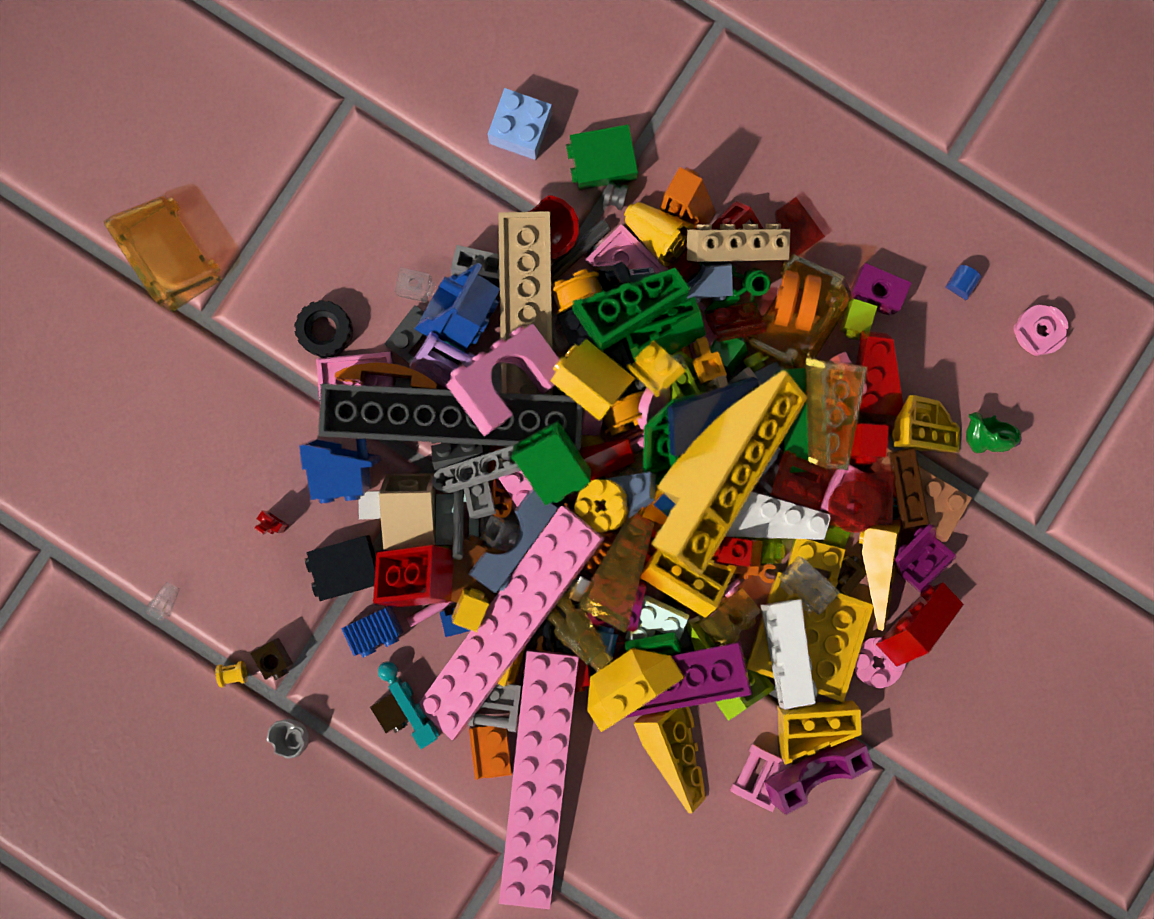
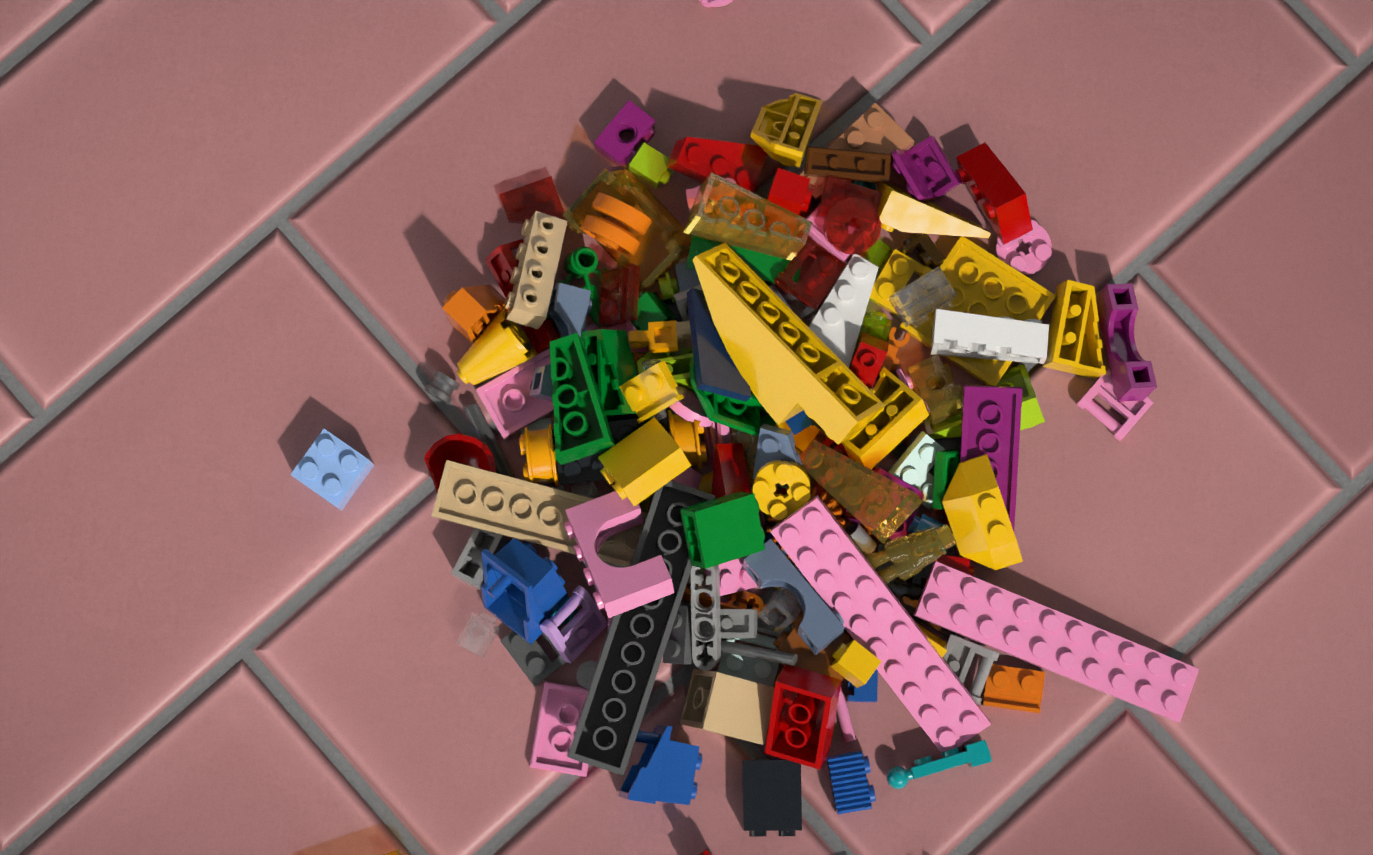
camera: 70 degrees left, 5 degrees down
(304, 328) = (483, 733): black tyre -> none
(357, 374) = (589, 655): orange slope -> none
(369, 506) = (712, 747): white sticker -> none
(389, 714) = (944, 785): dark brown brick -> none
(602, 157) = (395, 390): green brick -> none
(612, 274) = (534, 412): black wing -> none
(671, 747) = (1057, 491): yellow wedge -> none
(963, 281) = (641, 44): blue brick -> none
(991, 434) = (813, 62): green hair -> none

